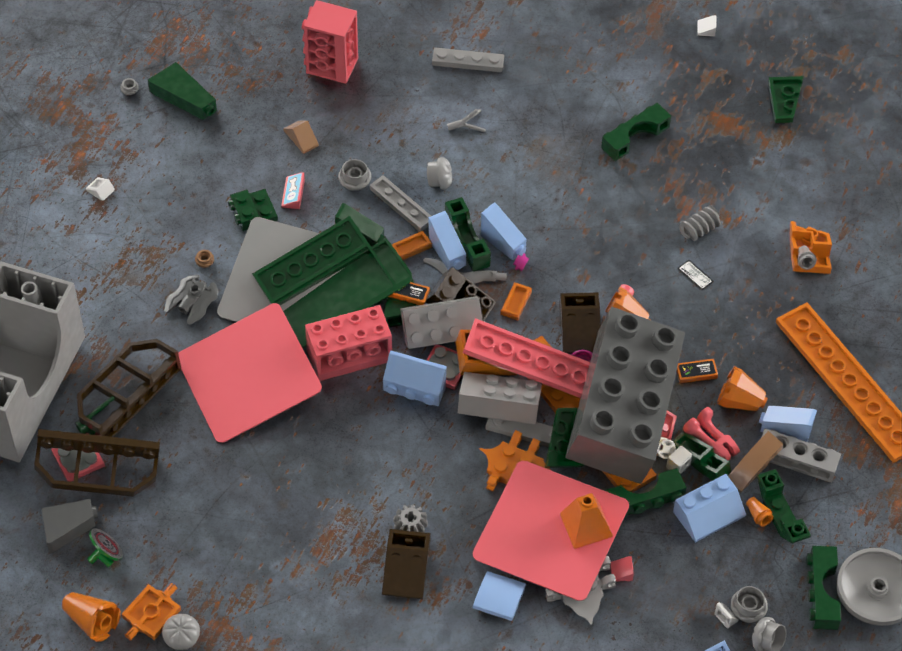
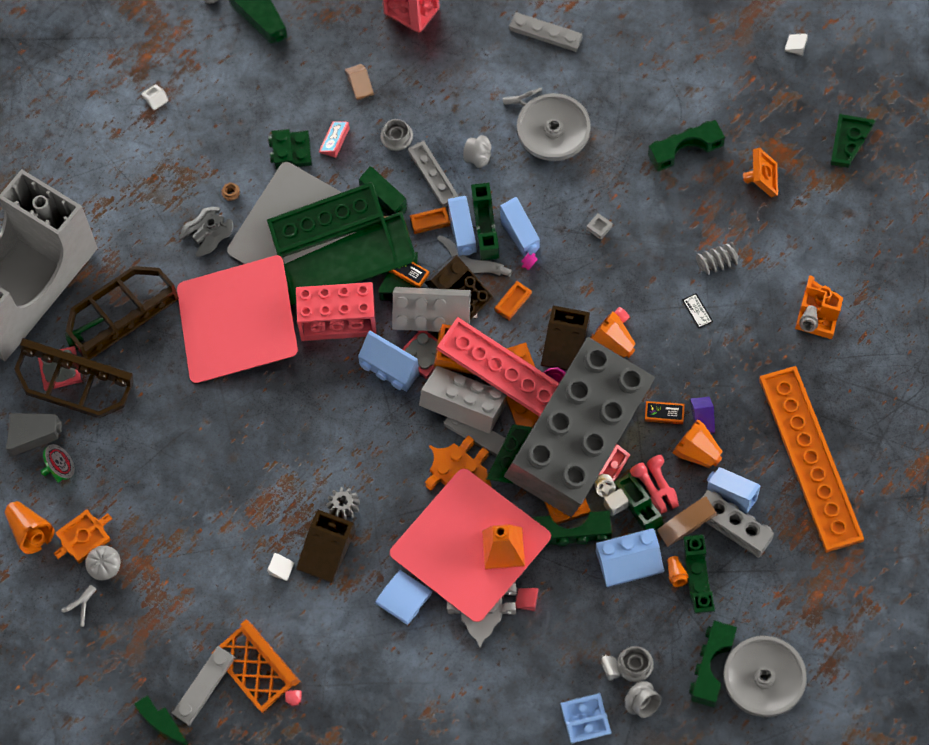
camera: 20 degrees right, 10 degrees up
(365, 596) = (280, 567): none -> white slope
(505, 138) = (553, 127): none -> light grey dish
(577, 218) = (599, 226): none -> light grey plate
(718, 140) = (764, 172): none -> orange tile
(732, 358) = (703, 411): none -> dark purple slope

